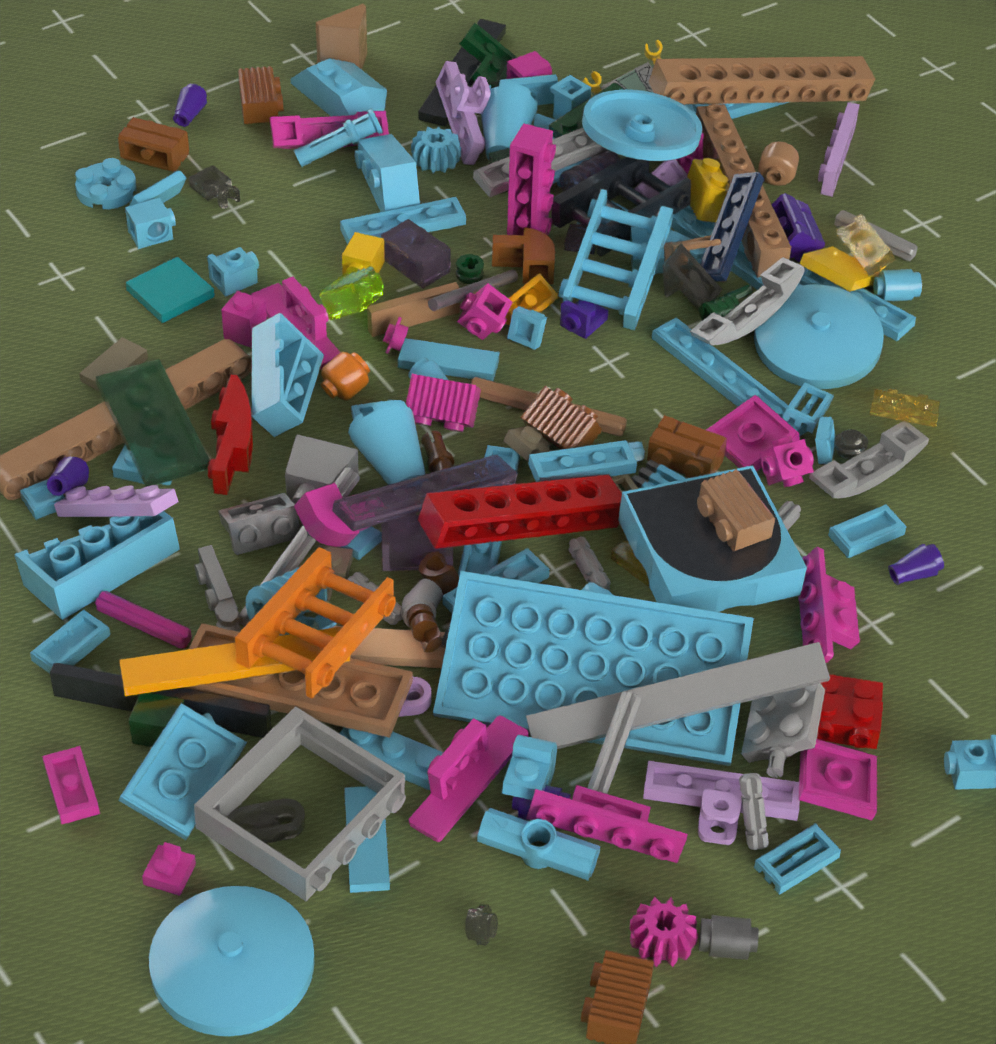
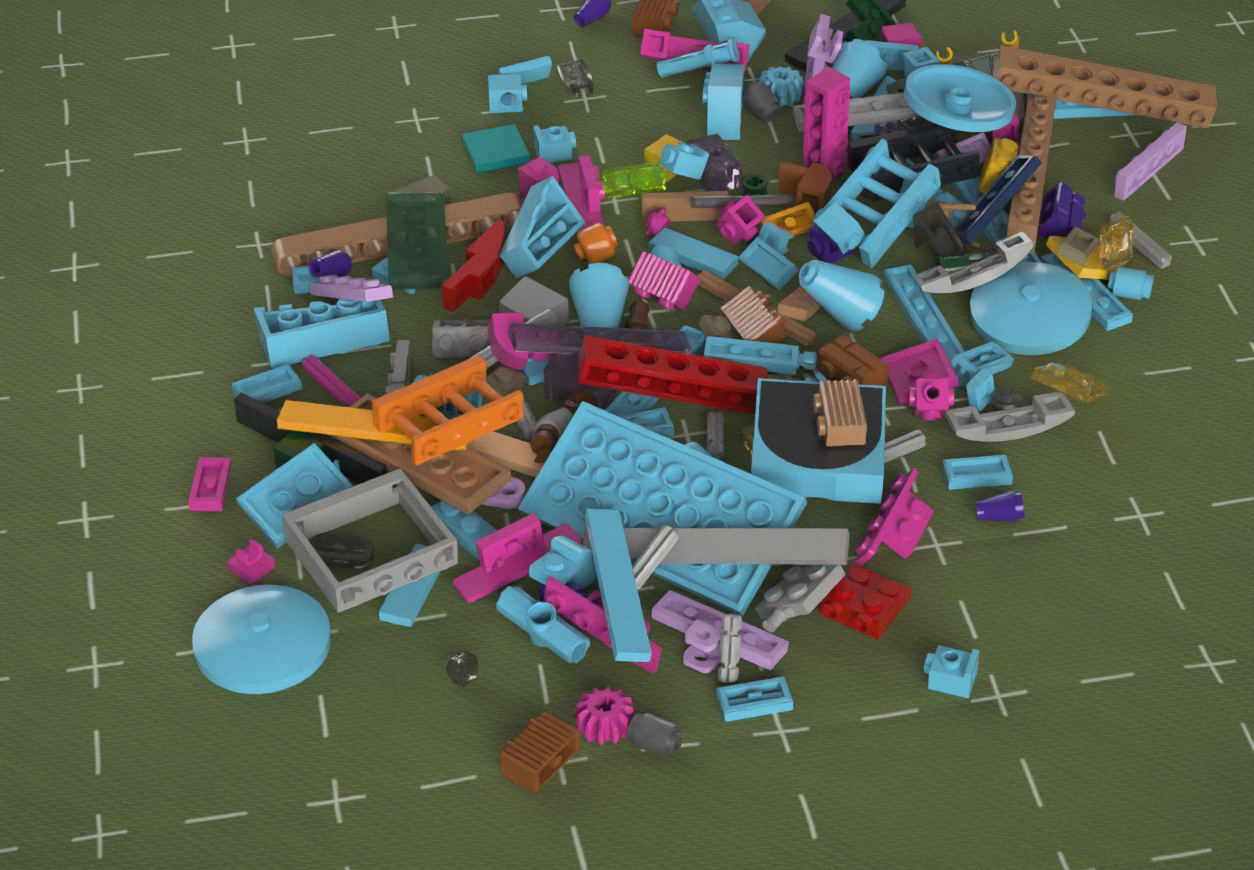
camera: 25 degrees right, 5 degrees down
(92, 184) = (488, 56): medium azure plate -> none
(153, 144) = (544, 33): dark orange brick -> none
(393, 257) = (684, 159): none -> medium azure brick
(430, 171) = (761, 101): none -> flat silver brick
(430, 216) = (739, 138): medium azure plate -> none
(534, 353) = (768, 264): none -> medium azure tile
(598, 296) = (840, 228): none -> medium azure brick
(602, 389) = (798, 305): none -> medium nougat tile
(608, 777) = (617, 586): none -> medium azure tile
(645, 369) = (843, 292): none -> medium azure cone
(778, 163) = (1082, 160): medium nougat head -> none
(836, 258) = (1078, 246): none -> dark tan tile
(839, 779) = (823, 647): dark pink tile -> none

